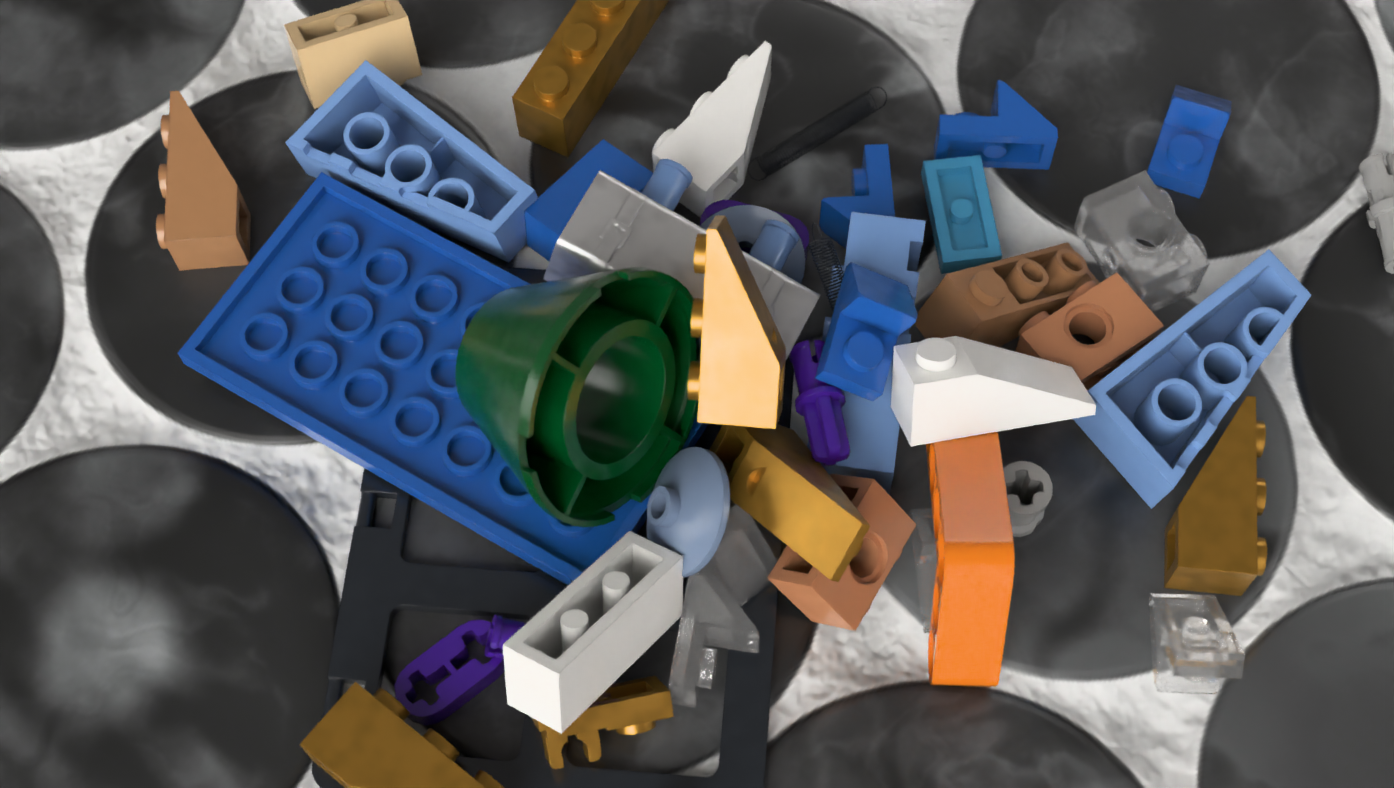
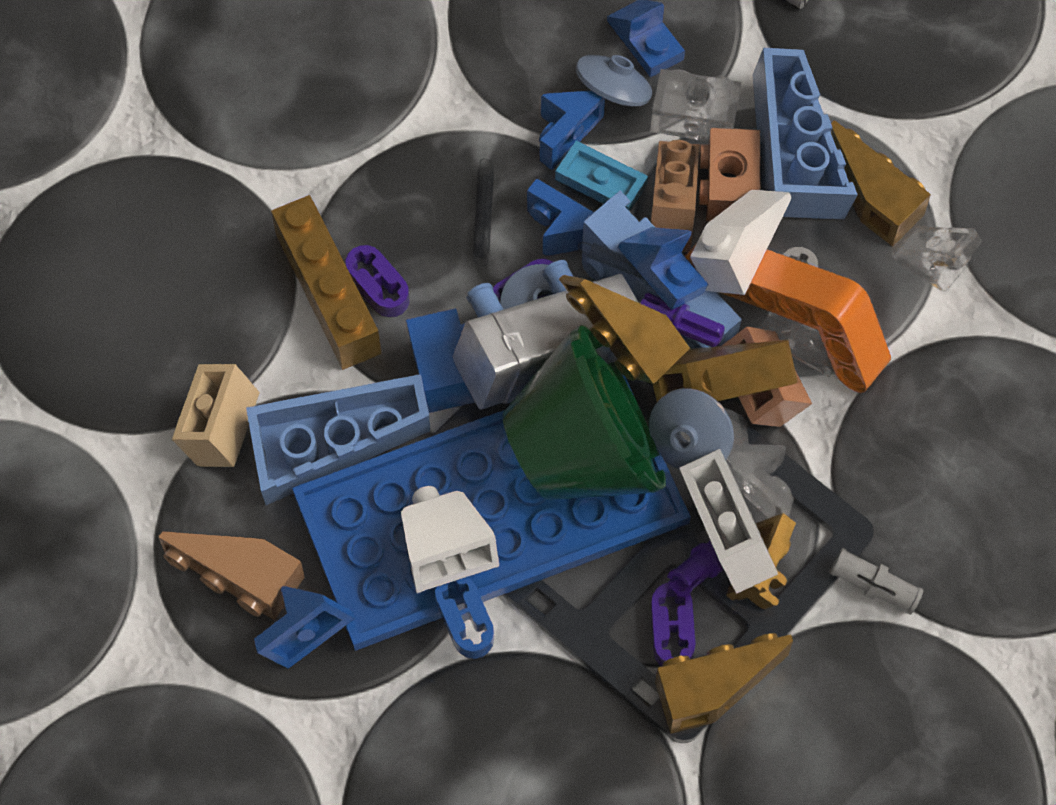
camera: 55 degrees left, 0 degrees up
(167, 290) = (308, 623): none -> blue slope
(282, 434) = (473, 611): none -> blue beam
(343, 344) = (446, 538): none -> white torso
(656, 95) = (384, 275): none -> dark purple beam
(720, 132) = (450, 258): white slope -> none
(1091, 138) = (614, 79): none -> sand blue dish

